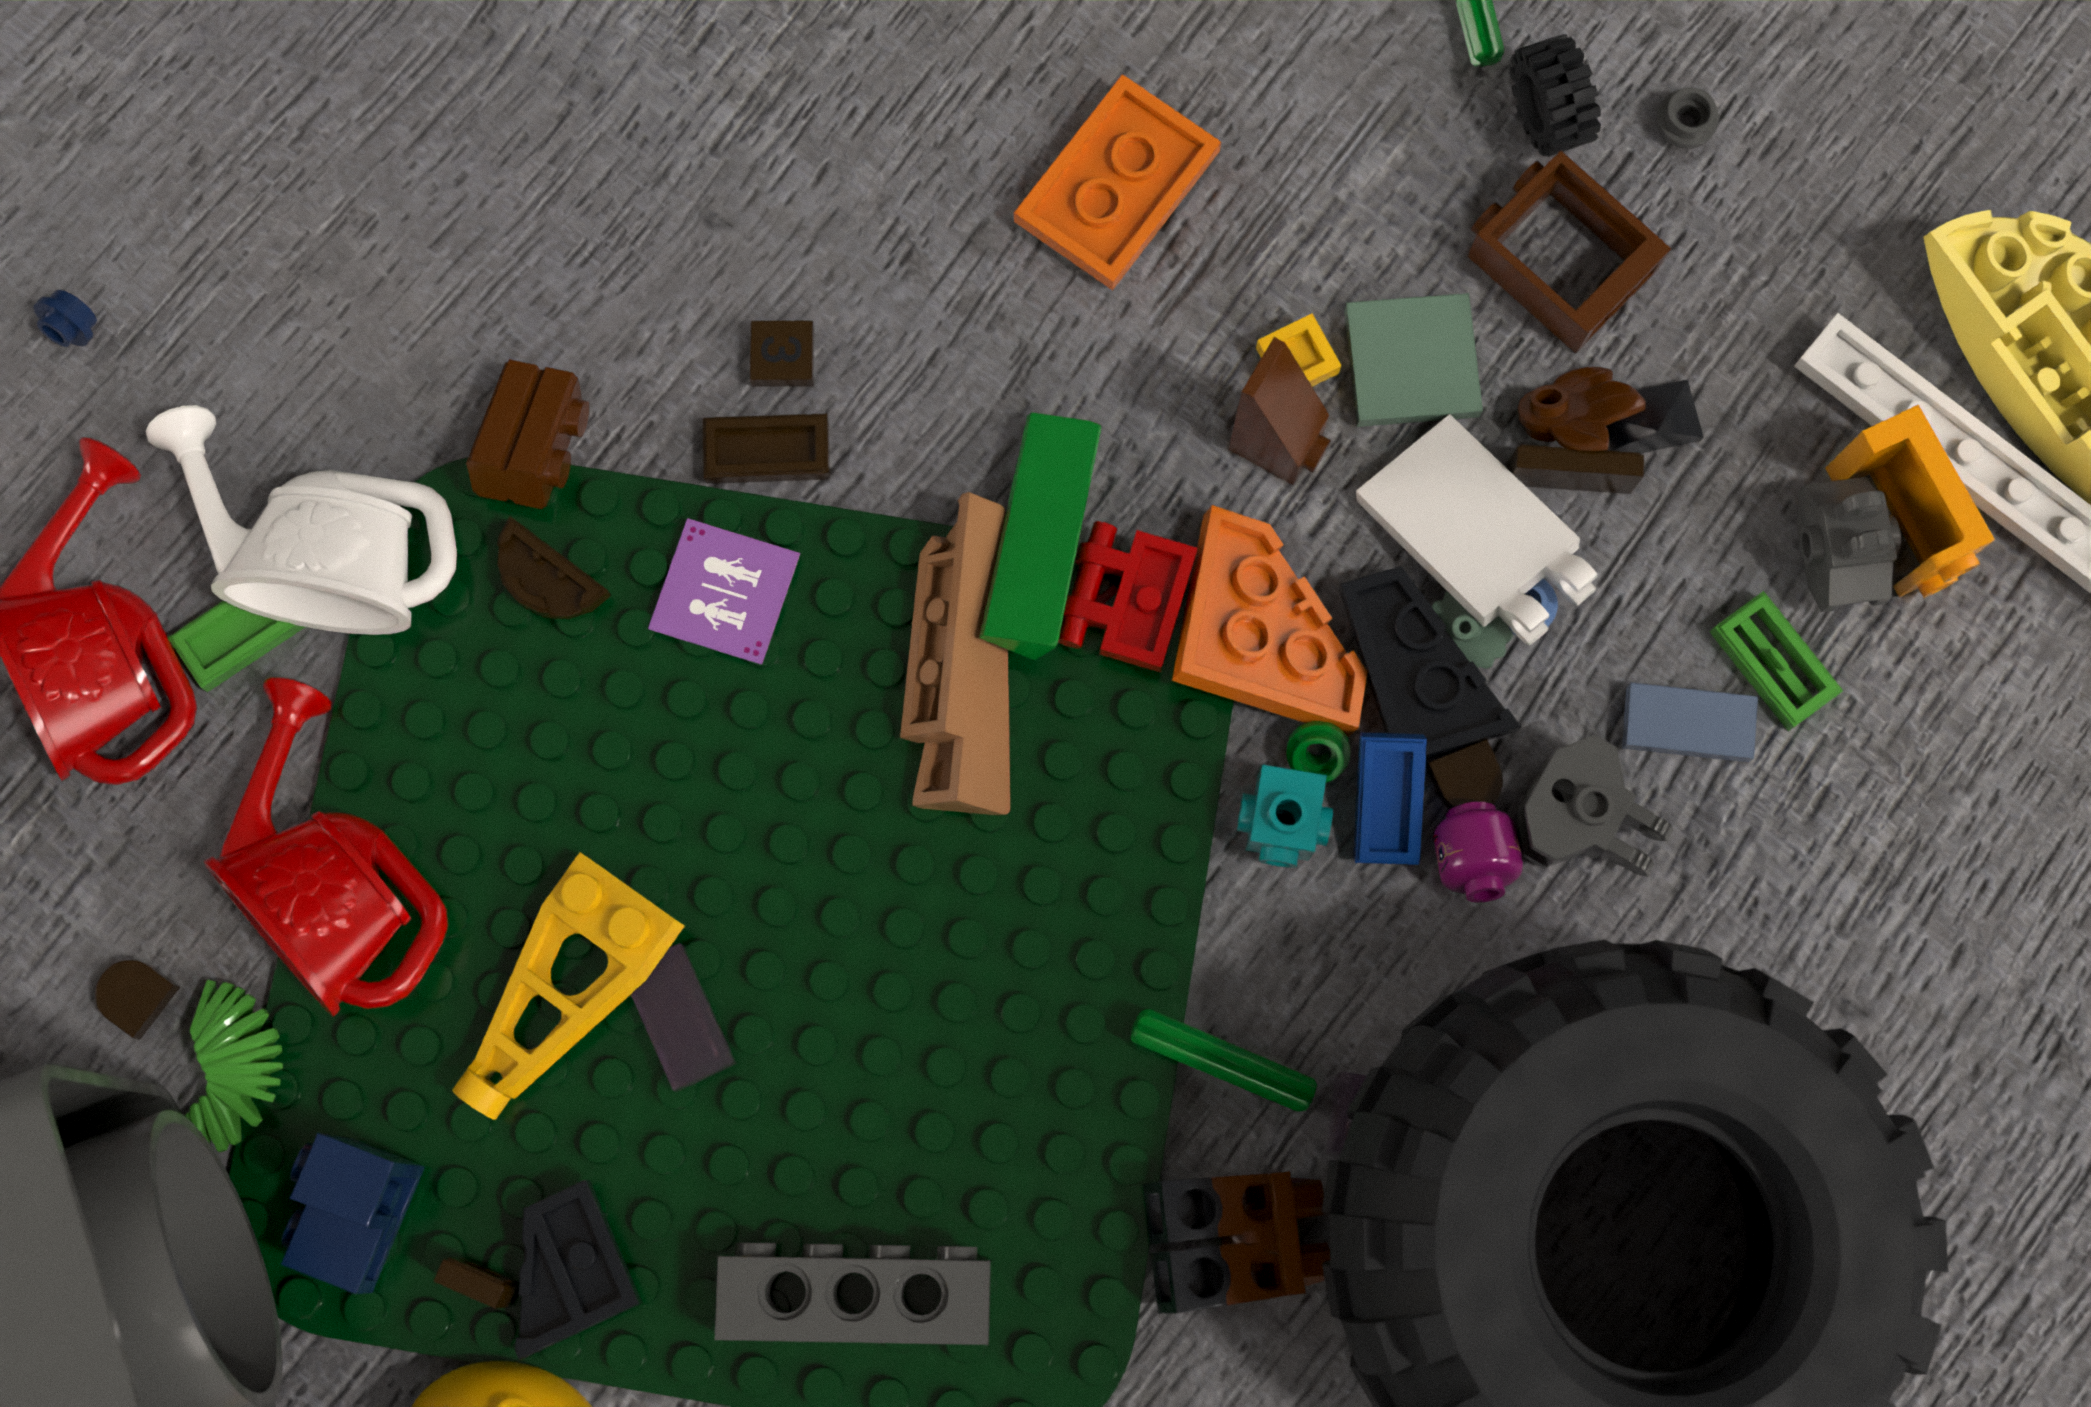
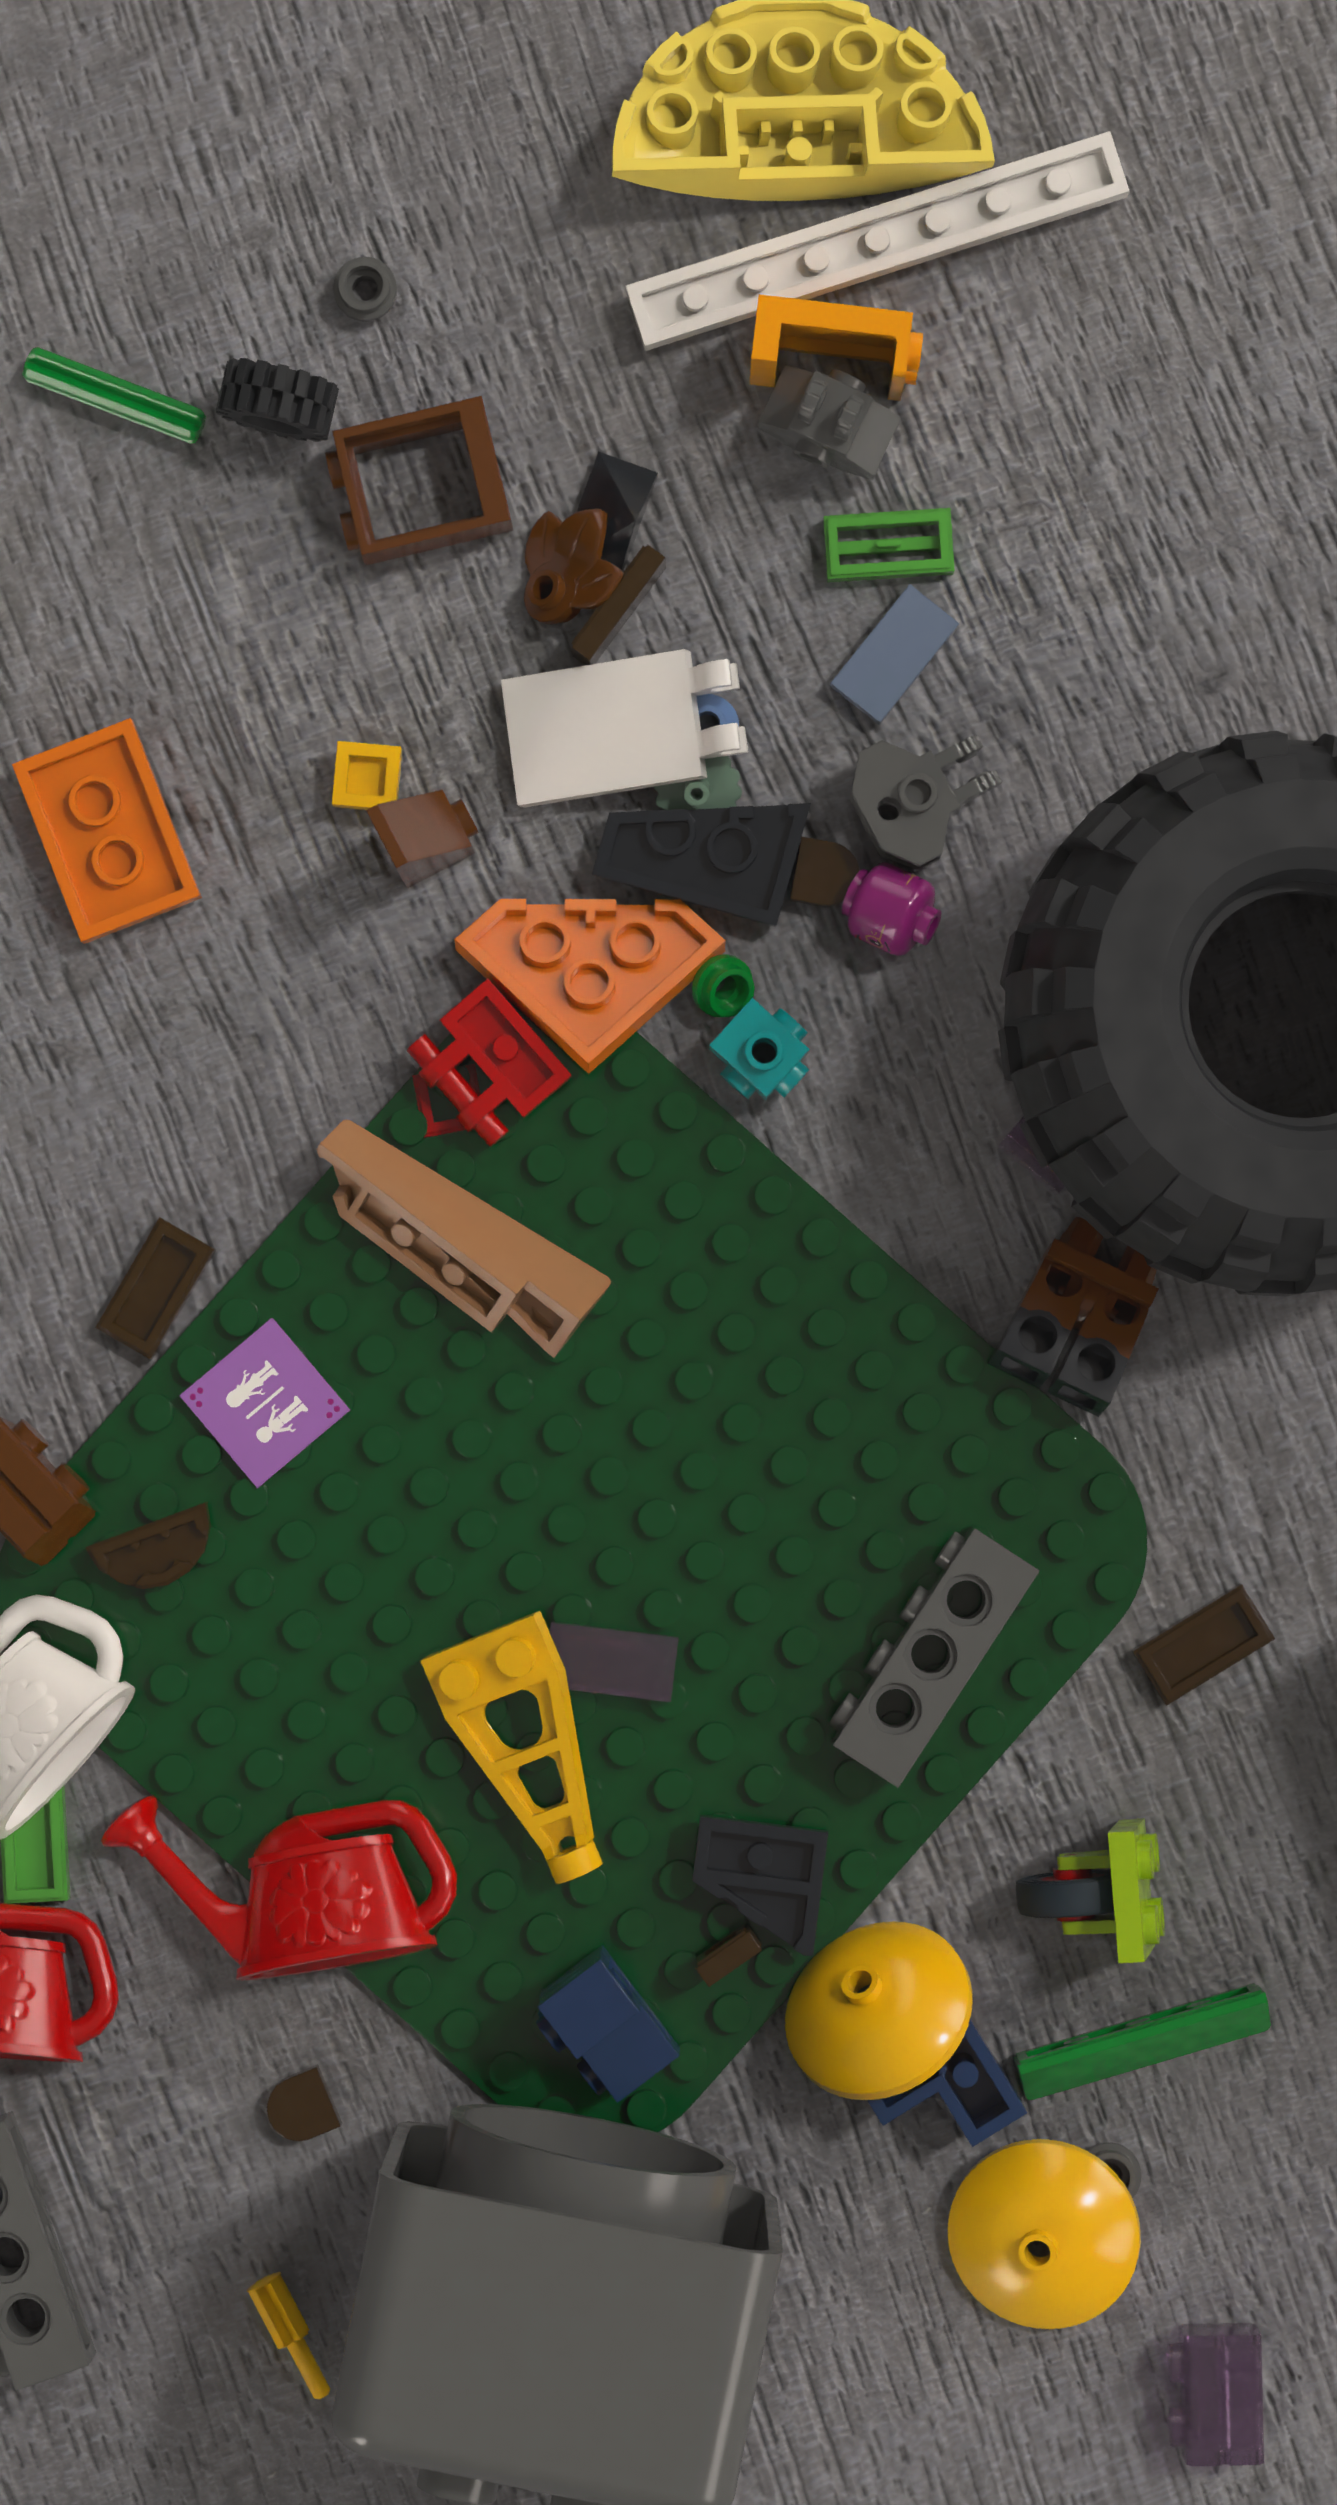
camera: 50 degrees left, 10 degrees up
(234, 1062) = (414, 2053): bright green hair -> none
(782, 353) = (77, 1222): dark brown tile -> none
(1040, 534) = (388, 1101): green slope -> none
(1223, 1060) = (929, 1232): green axle -> none
(1389, 798) = (800, 953): blue tile -> none
(1413, 359) = (430, 677): sand green tile -> none

